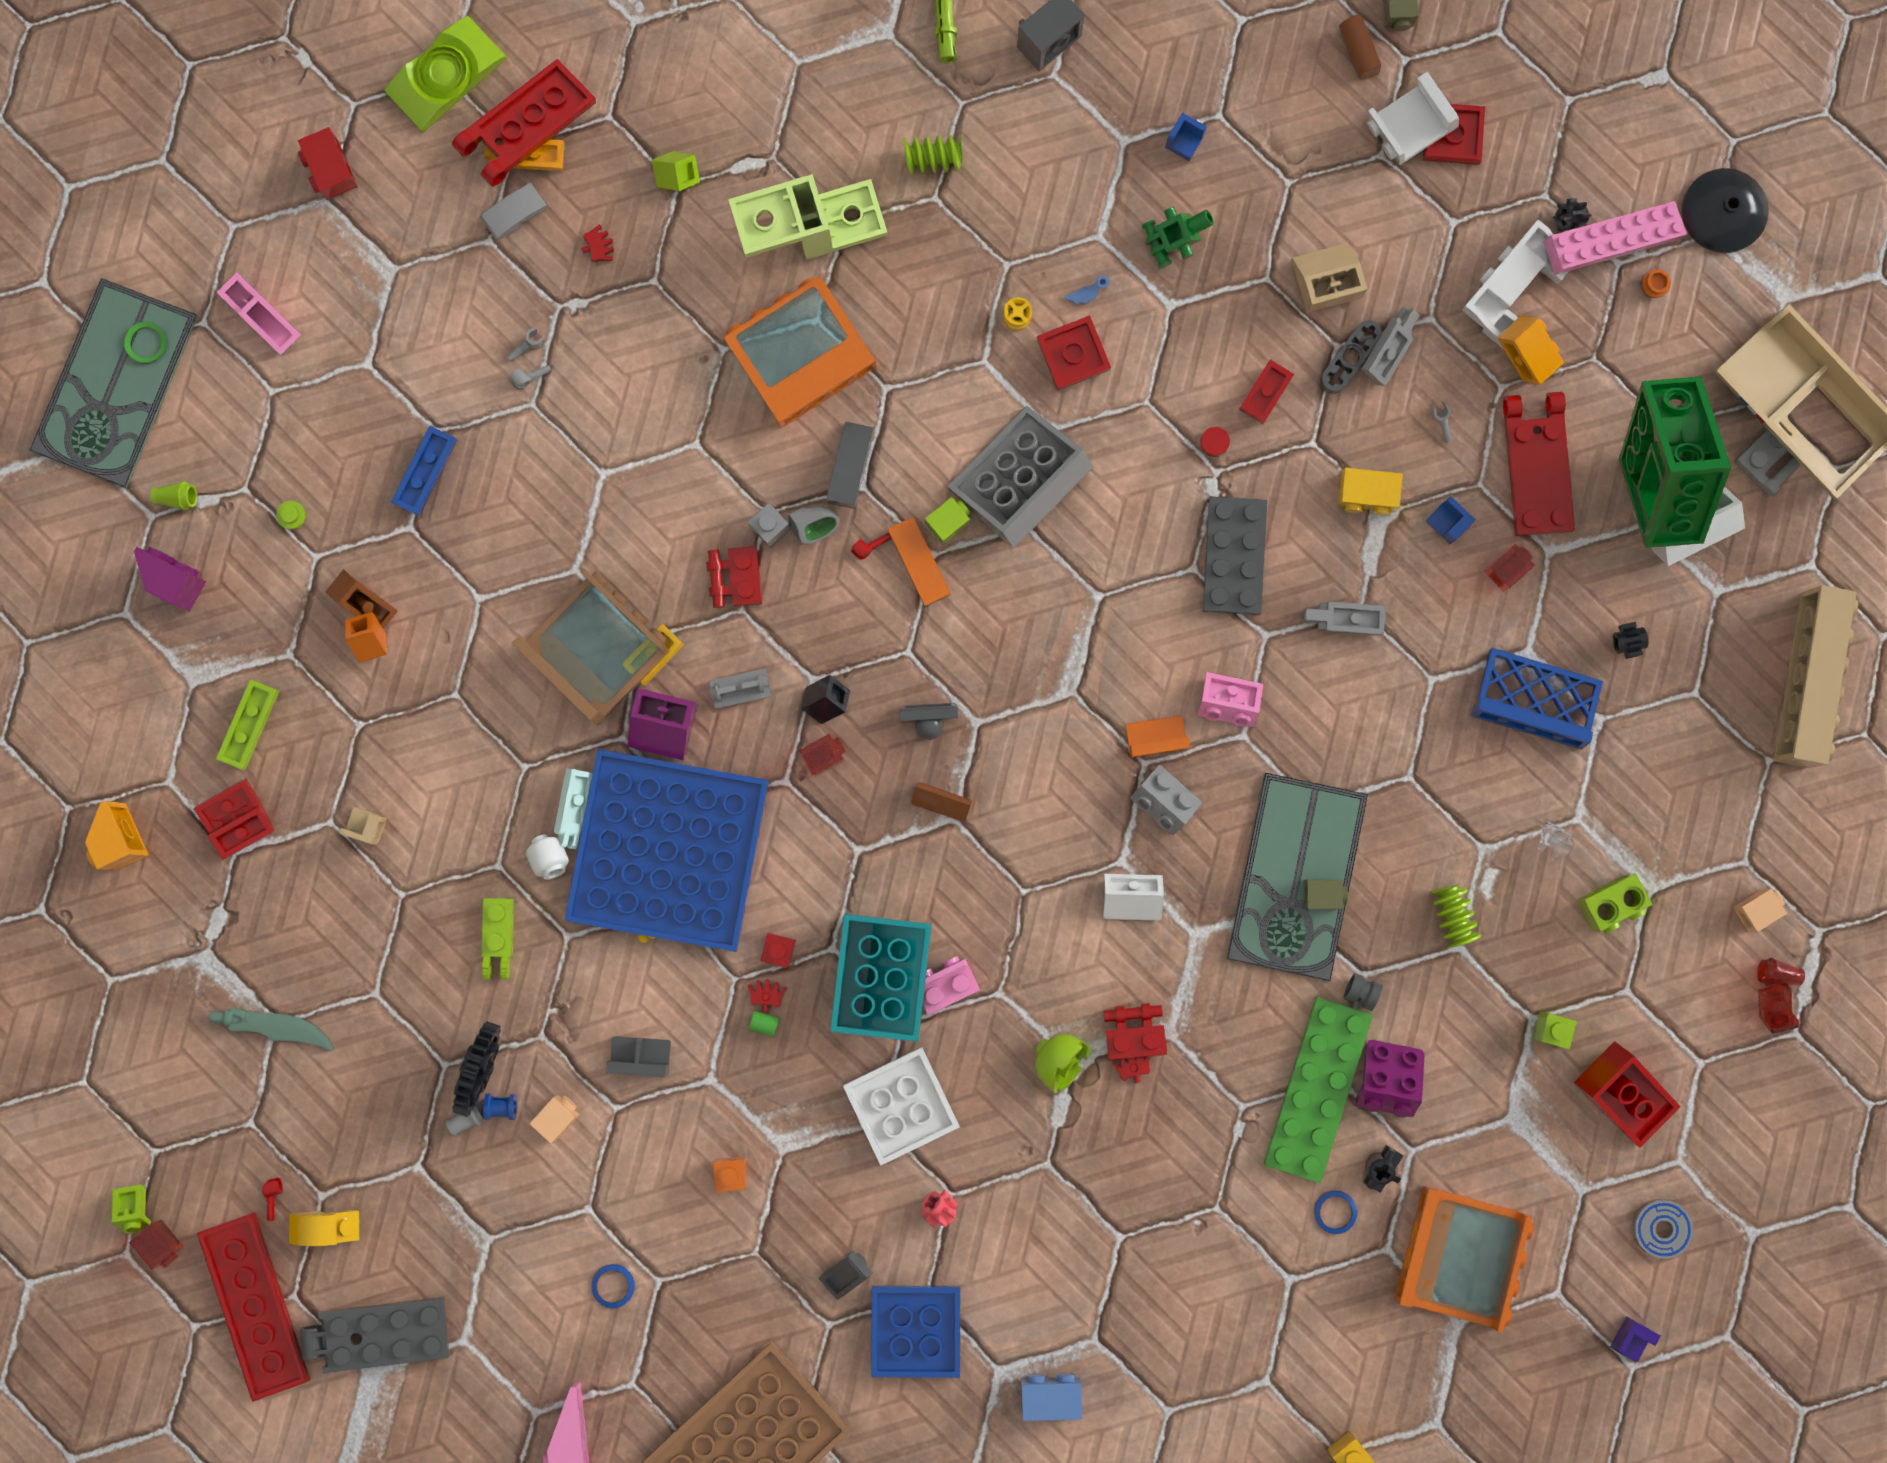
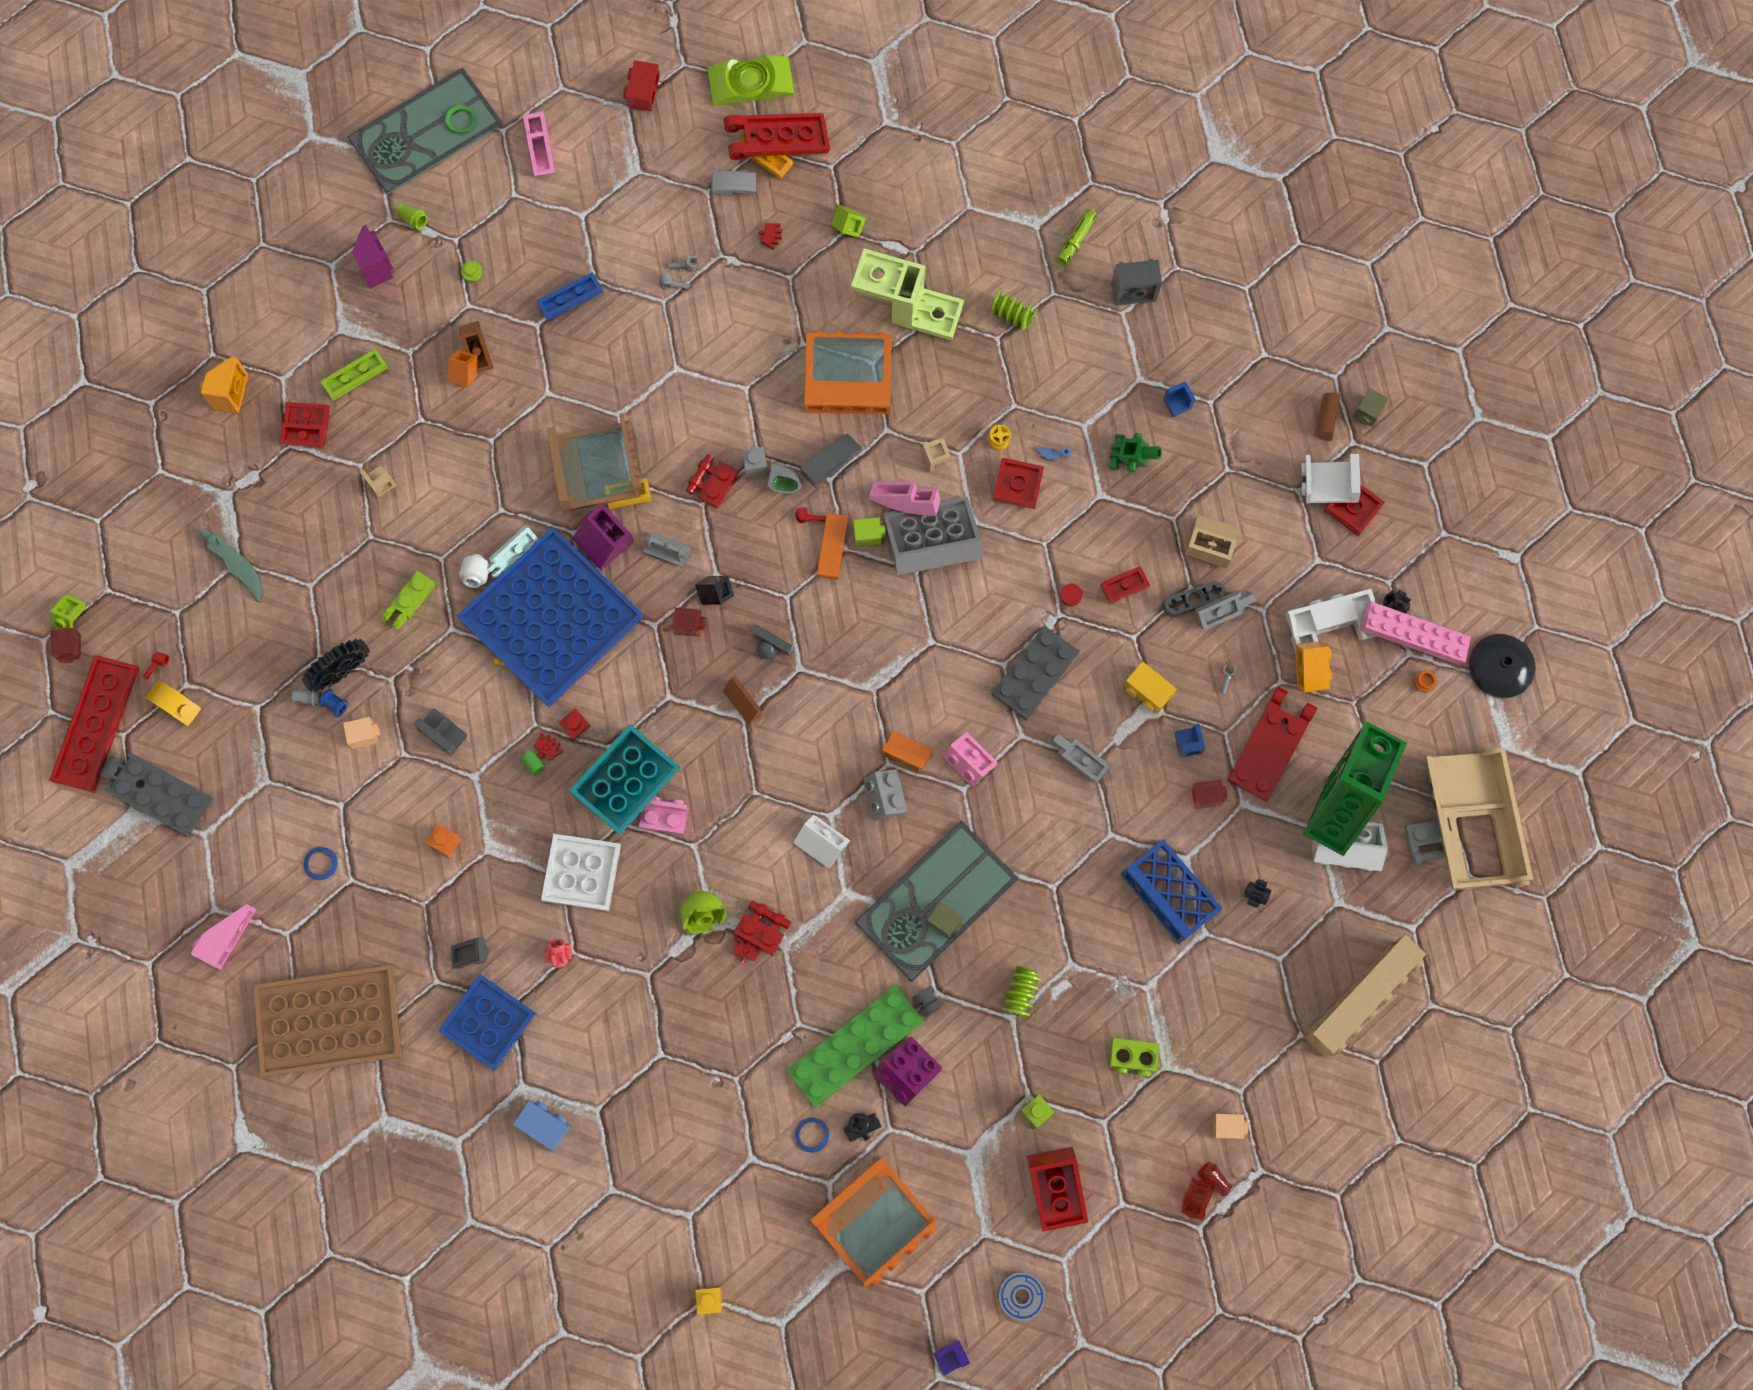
camera: 30 degrees right, 10 degrees down
(962, 381) = (935, 453): none -> tan panel
(962, 453) = (906, 497): none -> bright pink slope

